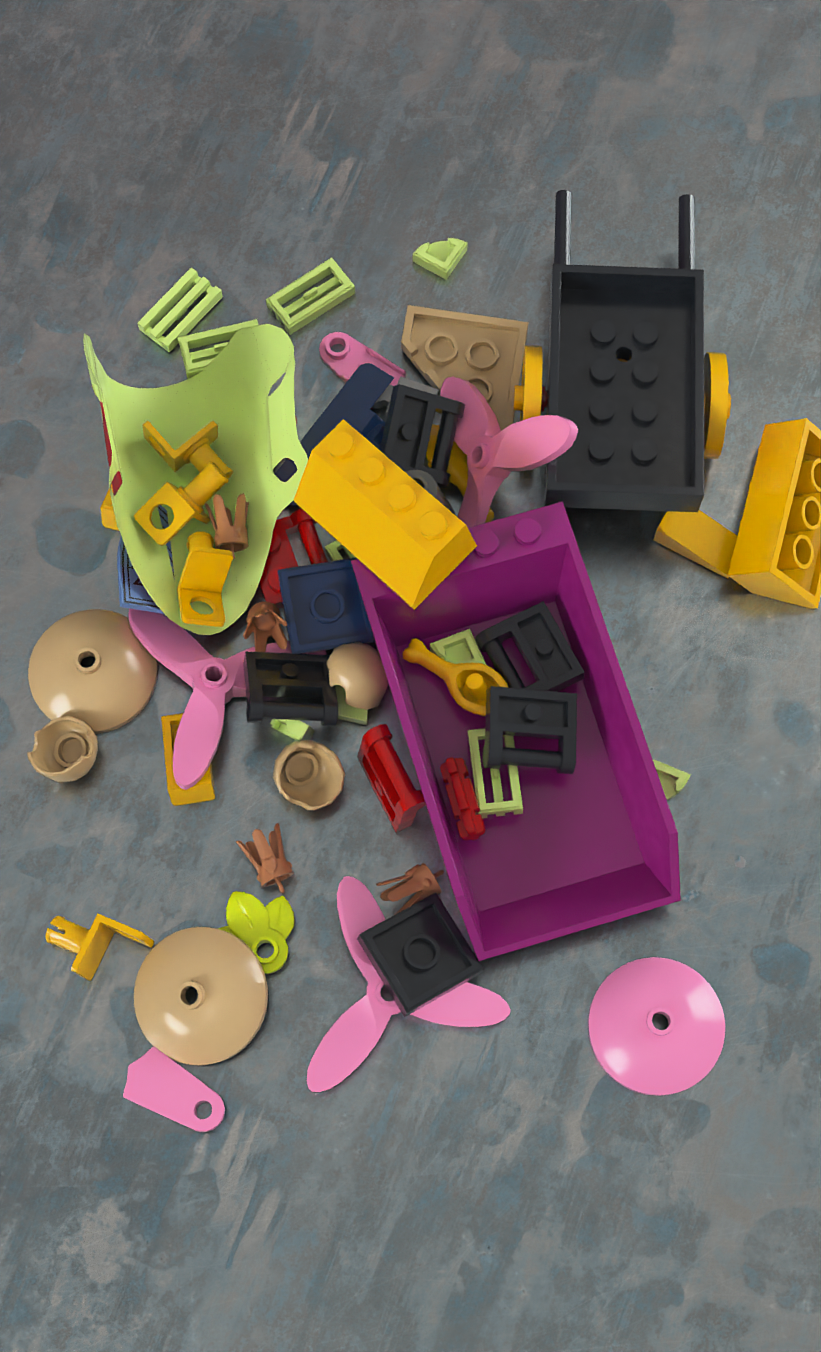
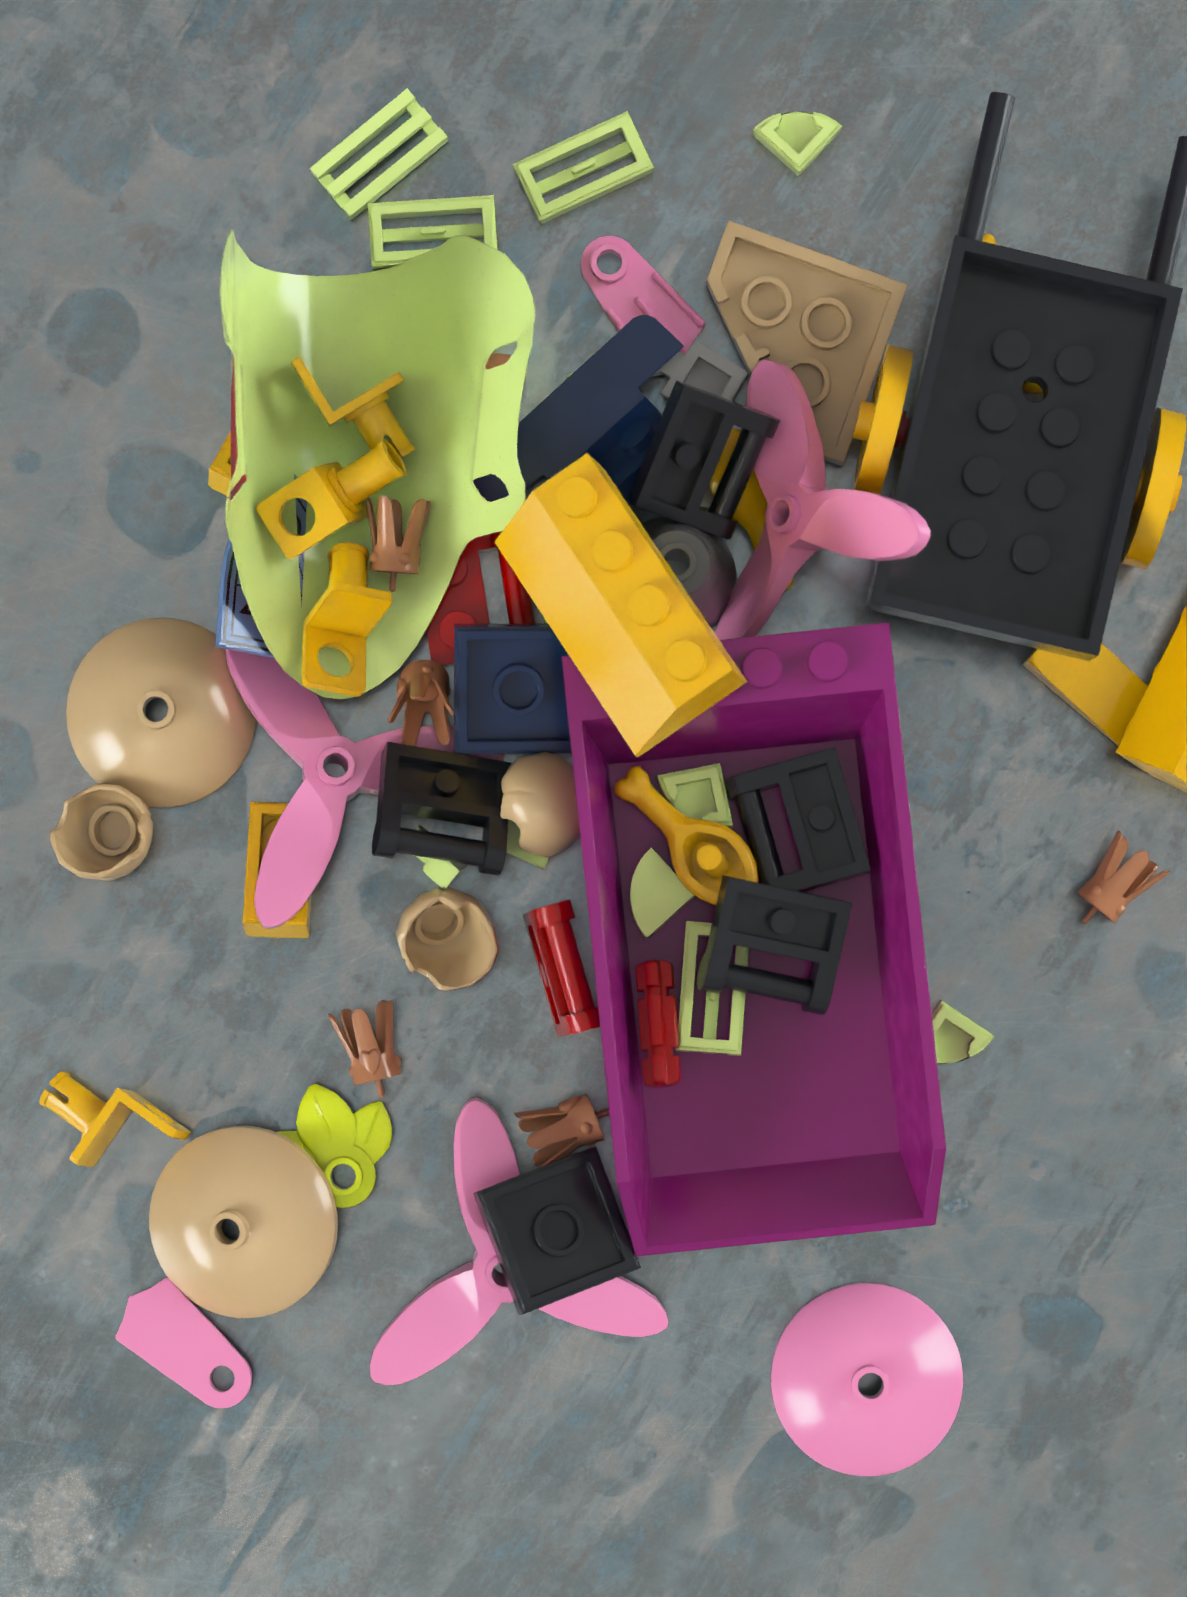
camera: 10 degrees right, 15 degrees up
(444, 718) = (655, 894): none -> yellowish green tile
(749, 659) = (1112, 890): none -> nougat piece

